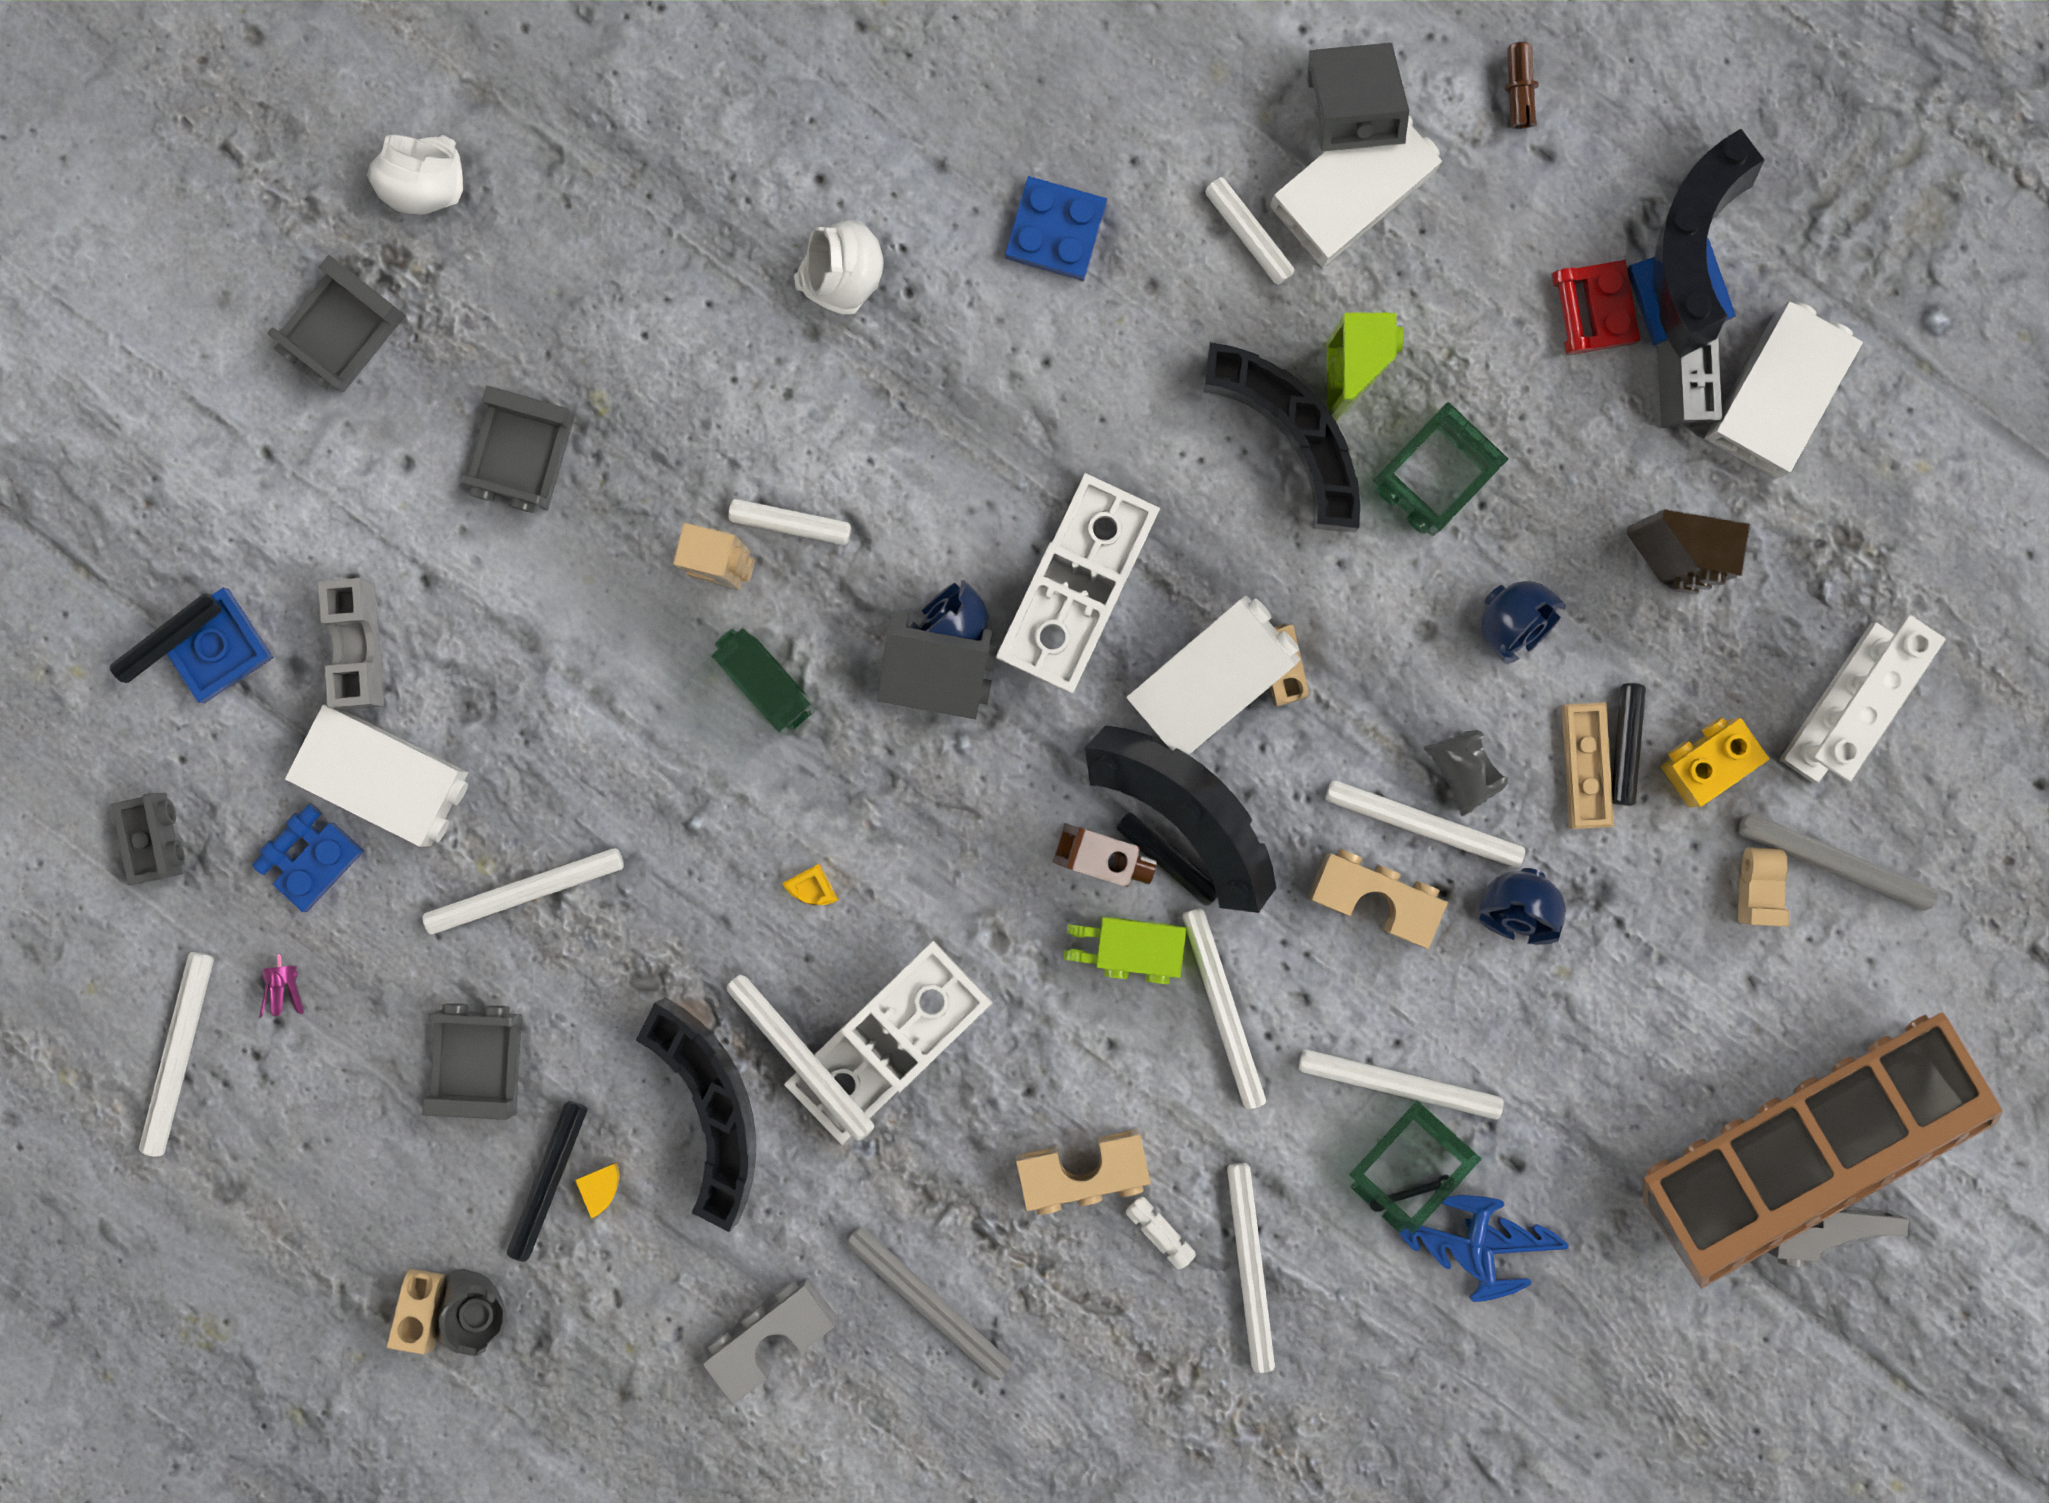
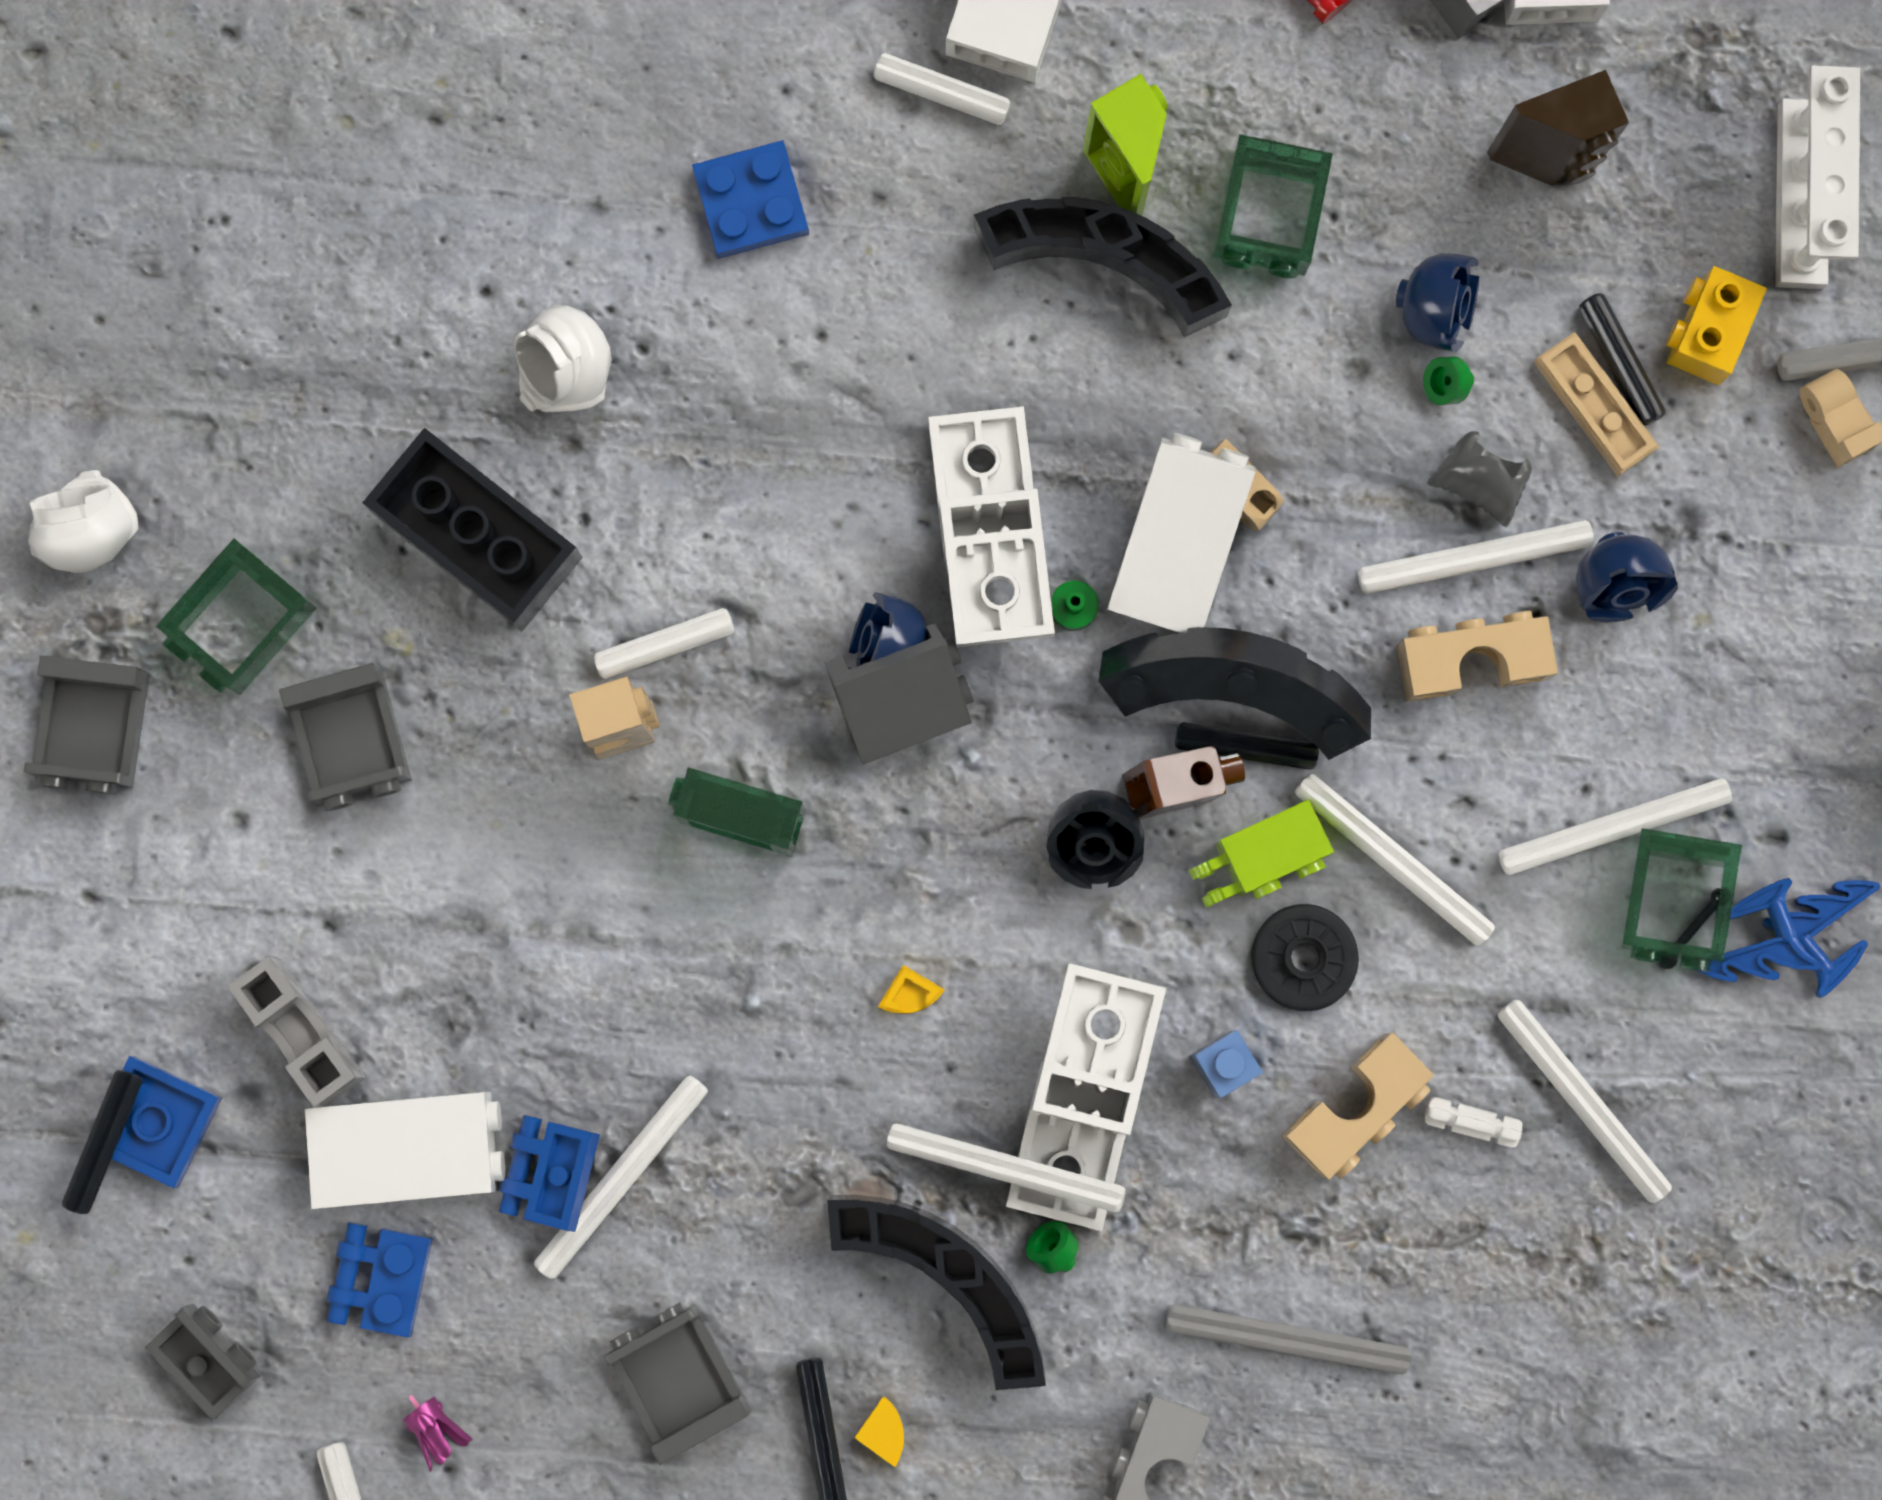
camera: 35 degrees left, 5 degrees down
(478, 278) = (205, 590): none -> clear green window
(478, 864) = (560, 1174): none -> blue plate
(698, 353) = (473, 529): none -> black brick
(799, 1134) = (1053, 1247): none -> green tile
(1006, 1081) = (1226, 1064): none -> medium blue brick
(1012, 860) = (1095, 839): none -> black cylinder
(1098, 685) = (1070, 616): none -> green tile
(1107, 1012) = (1335, 950): none -> black wheel
(1487, 681) = (1447, 380): none -> green tile

